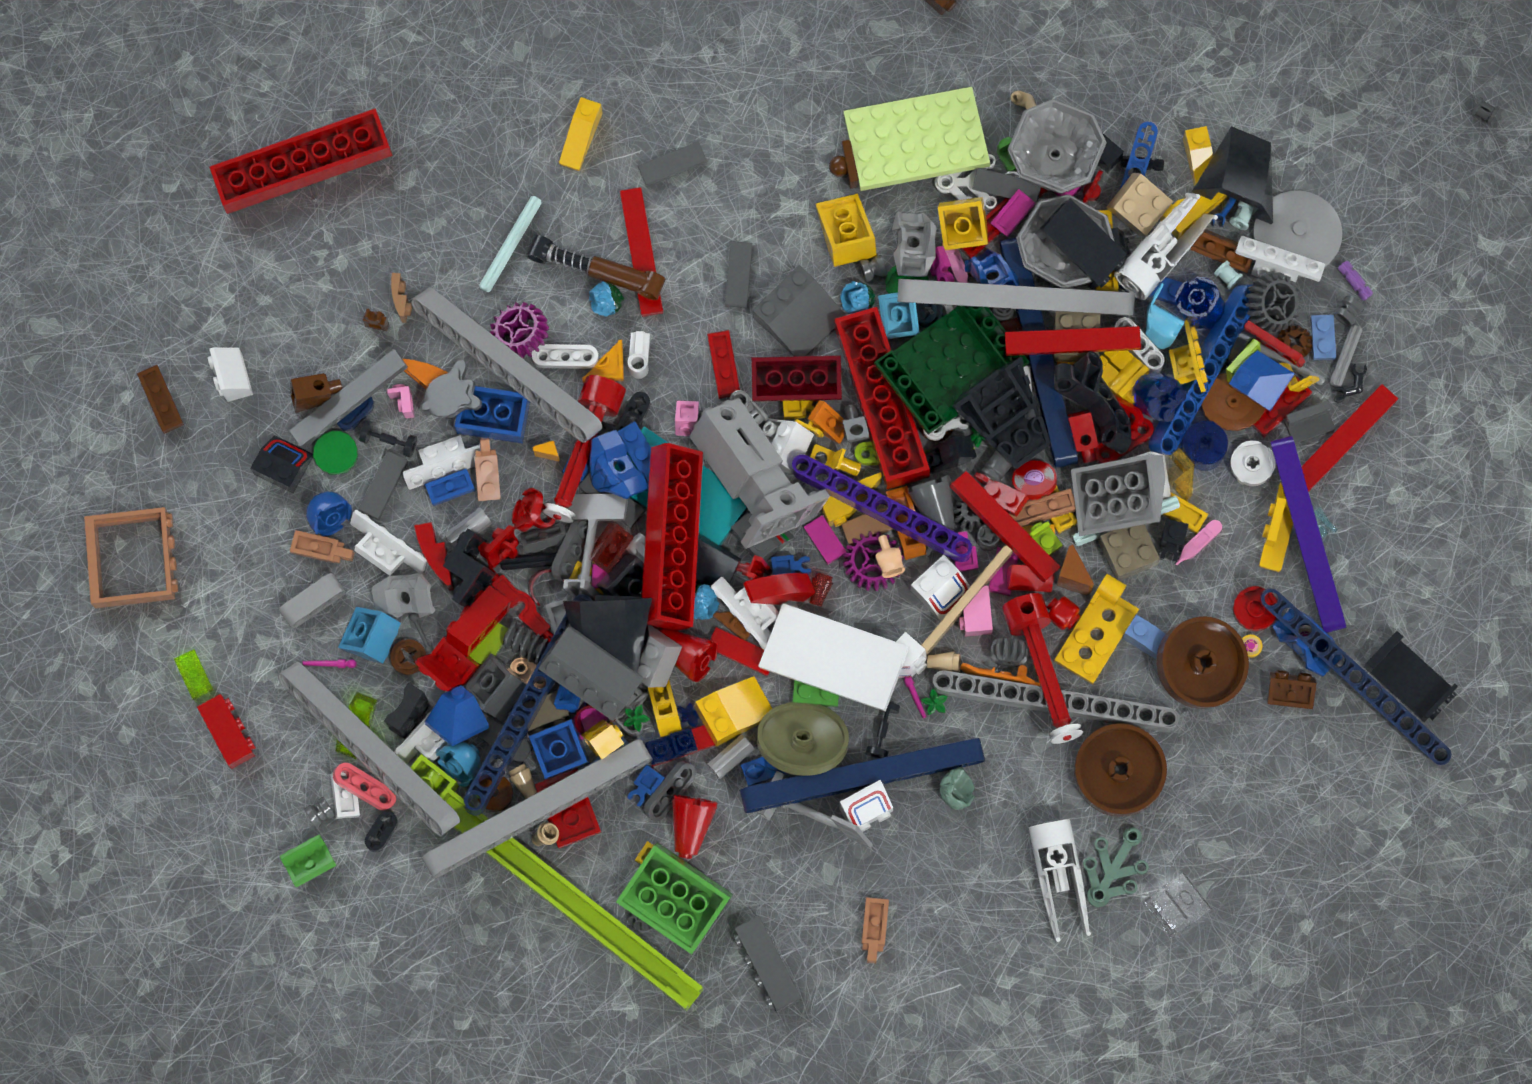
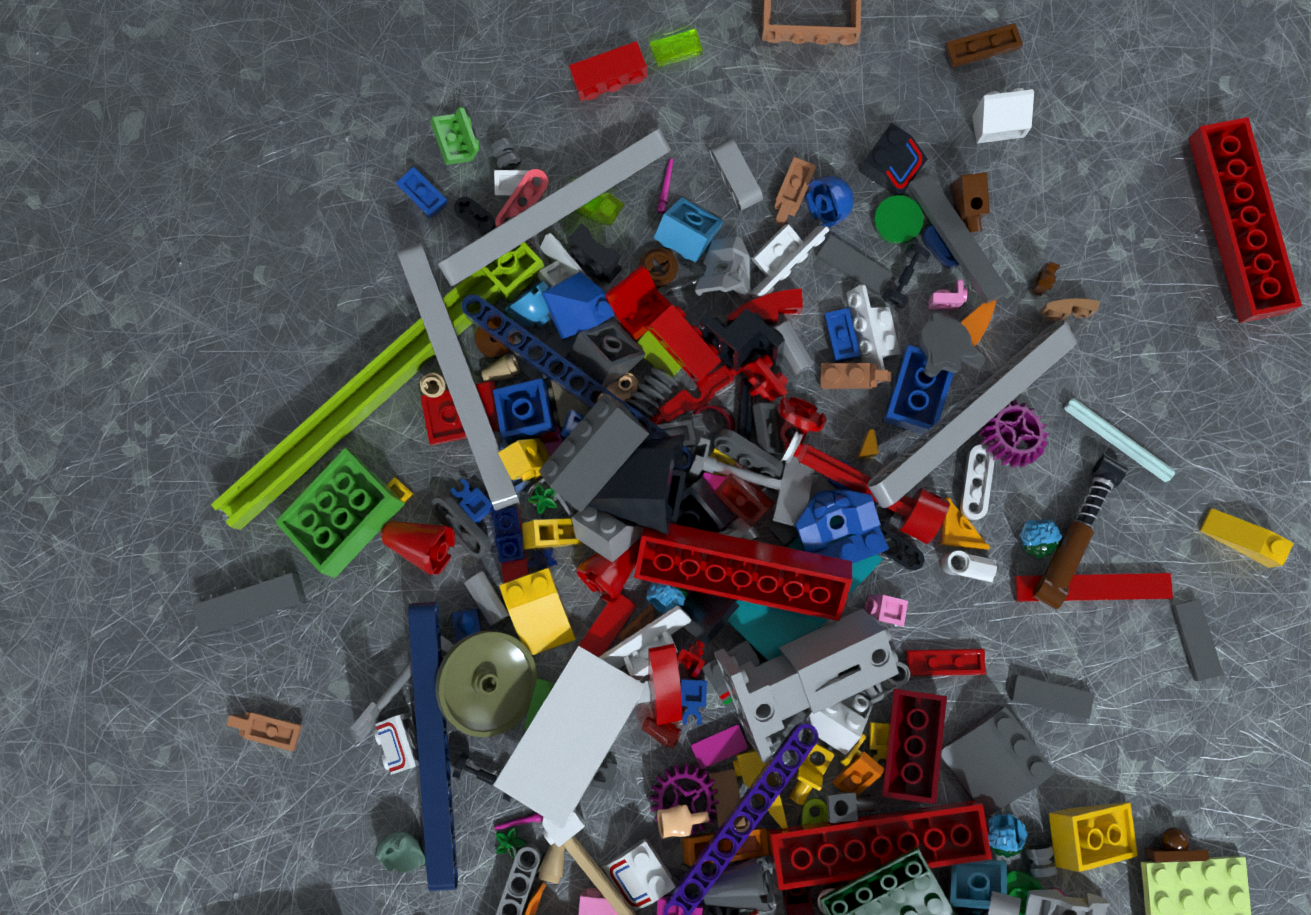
camera: 100 degrees right, 5 degrees up
(365, 883) = (422, 192): none -> blue plate

